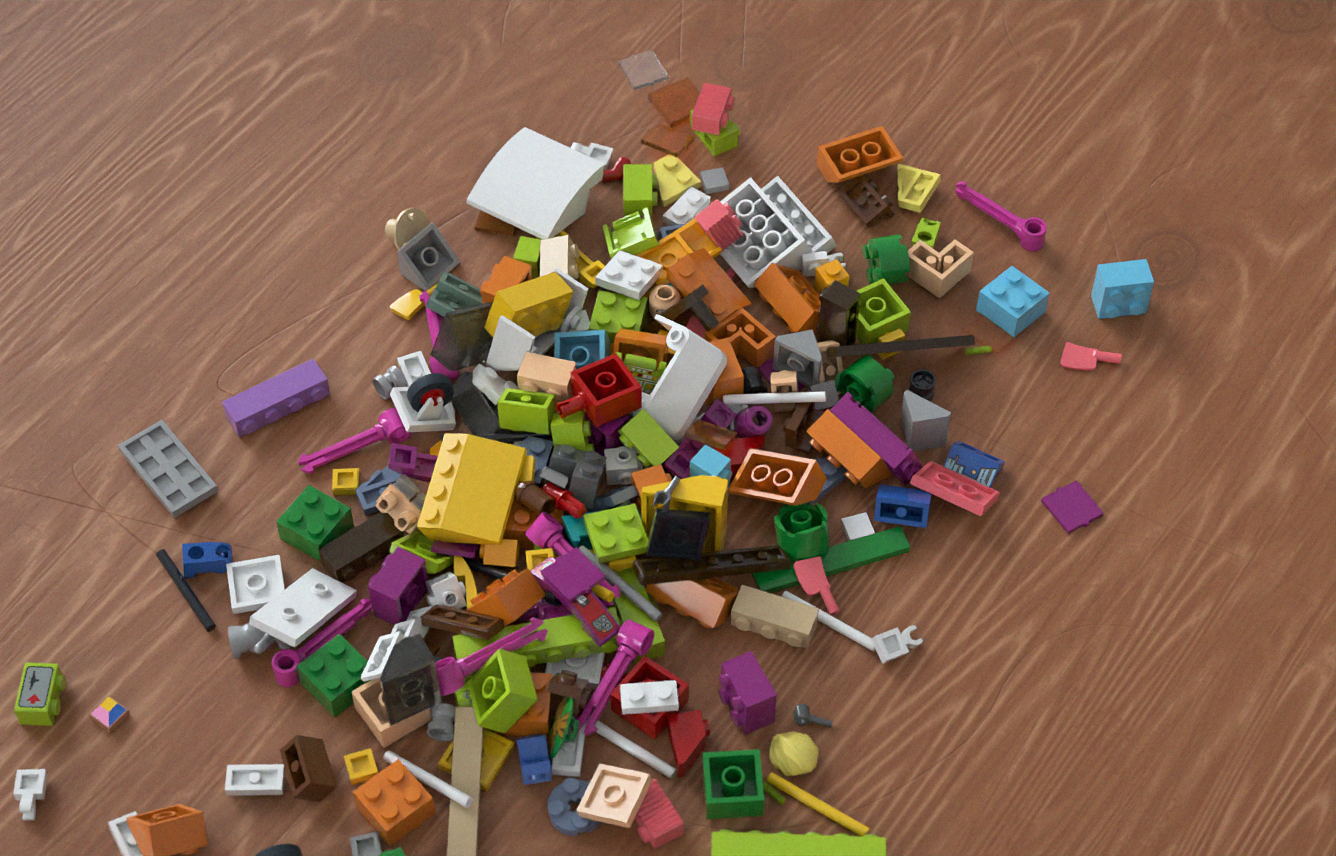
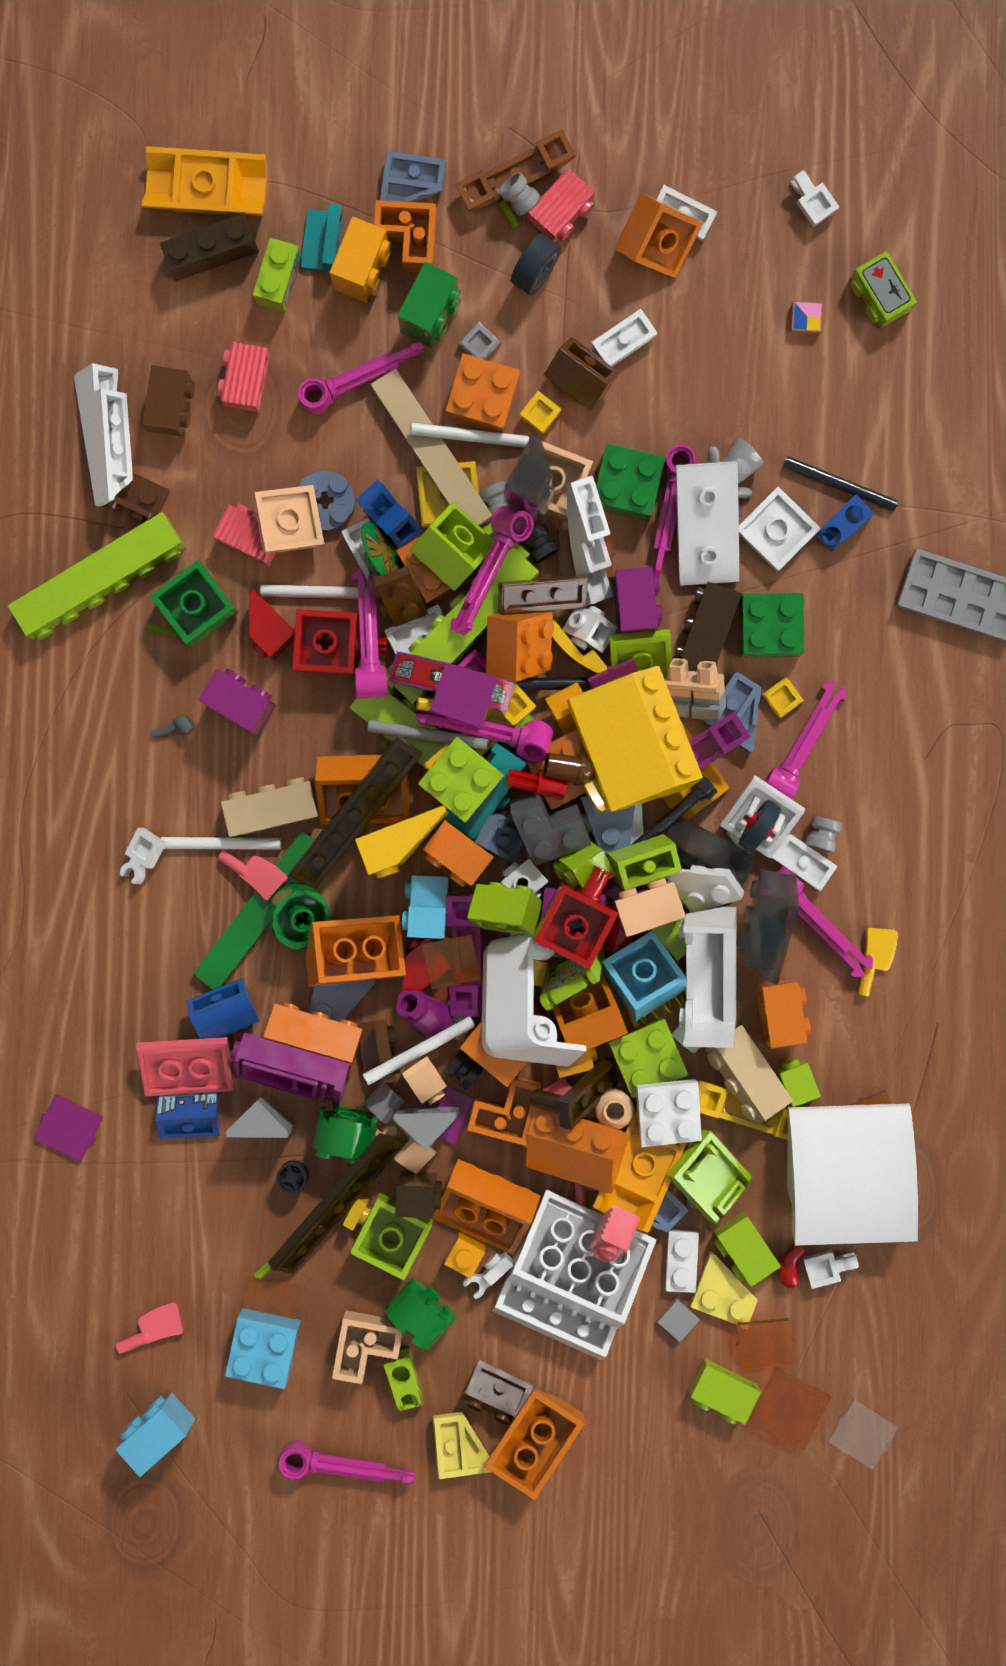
camera: 145 degrees right, 35 degrees up
(276, 398) = (921, 741): medium lavender brick -> none
(406, 226) = (942, 1029): tan piece -> none
(426, 258) = (898, 1010): light grey slope -> none
(453, 295) = (830, 977): sand green slope -> none
(532, 305) = (726, 983): yellow brick -> none
(554, 476) = (564, 802): light grey tile -> none
(649, 697) = (316, 628): white plate -> none
(665, 496) = (415, 818): flat silver hand -> none
(678, 534) = (391, 801): black tile -> none
(711, 109) = (734, 1403): coral brick -> none
(793, 753) = (165, 677): light yellow hair -> none
(817, 804) = (114, 643): yellow bar -> none
(857, 526) = (257, 965): white tile -> none

